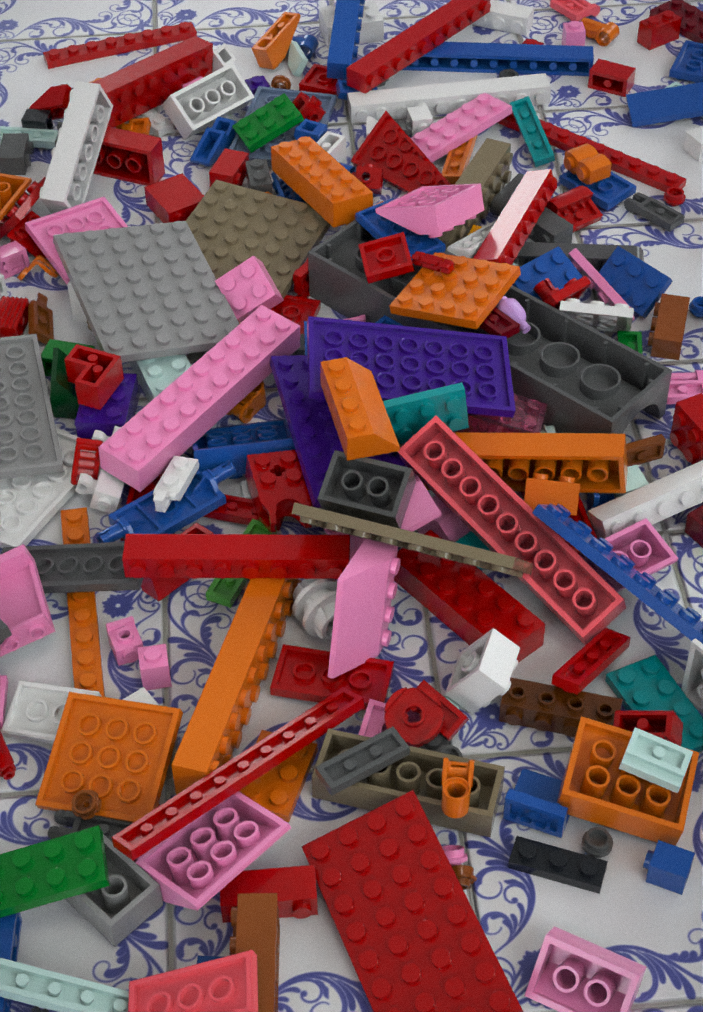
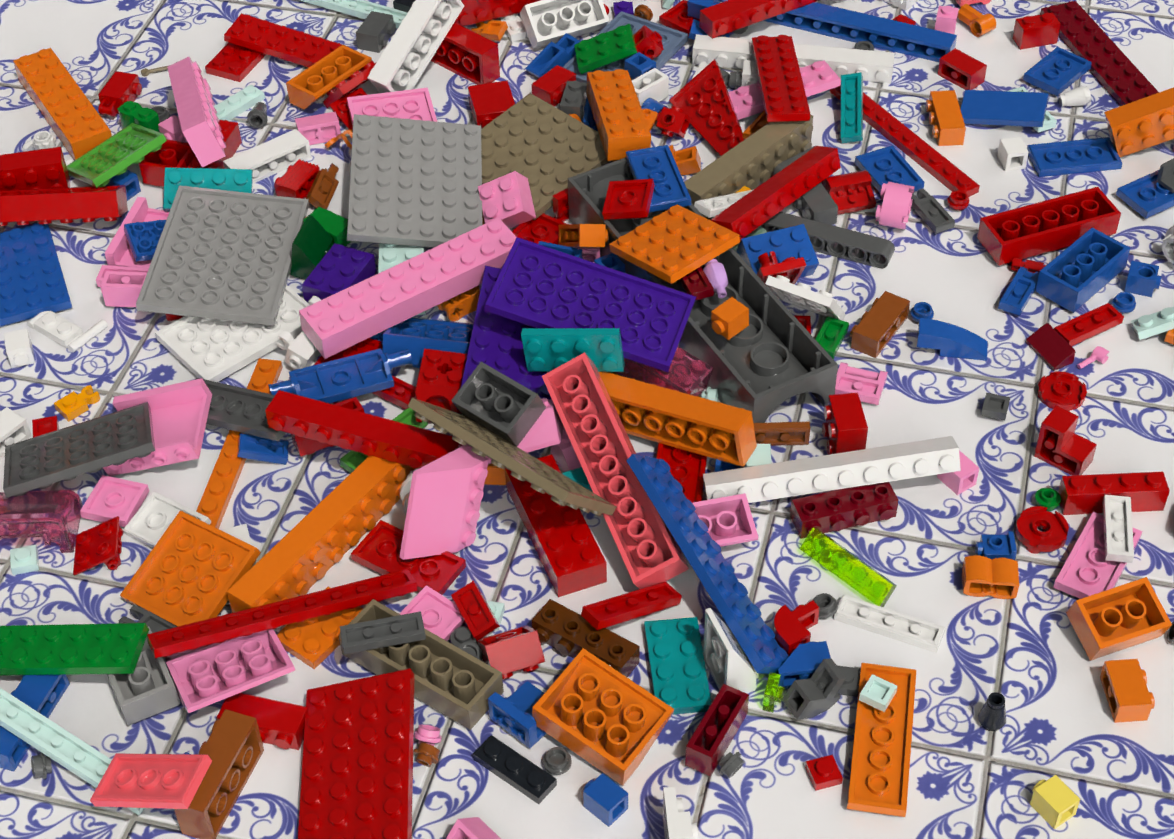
camera: 20 degrees right, 0 degrees up
(79, 801) = (150, 601): dark orange plate -> none
(85, 461) = (290, 321): red slope -> none
(94, 374) = (329, 247): red brick -> none
(115, 604) = (262, 449): none -> blue plate
(124, 640) = (255, 482): bright pink brick -> none
(154, 667) = (266, 510): bright pink brick -> none
(174, 481) = (354, 357): white hinge -> none
(346, 305) = (583, 235): none -> orange brick
(357, 409) = (514, 330): orange slope -> none
(415, 699) = (460, 619): red plate -> none
(433, 262) = (664, 213): red axle -> none
(434, 208) = (698, 163): bright pink slope -> none
(456, 787) = (448, 676): orange piece -> none
(459, 116) = (780, 79): none -> red plate
(483, 671) = (530, 588): white brick -> none
(494, 738) = (512, 650): none -> slope
(544, 491) = (679, 453): orange brick -> none
(550, 349) = (730, 318): none -> orange brick
(587, 164) = (883, 150): orange brick -> none
(605, 291) = (828, 264): bright pink plate -> none
(622, 123) = (945, 118): none -> orange brick
(625, 212) = (895, 205): none -> bright pink brick
(635, 281) = (864, 273): blue plate -> none
(656, 760) = (626, 703): light aqua plate -> none
(659, 723) = (648, 675): red brick -> none

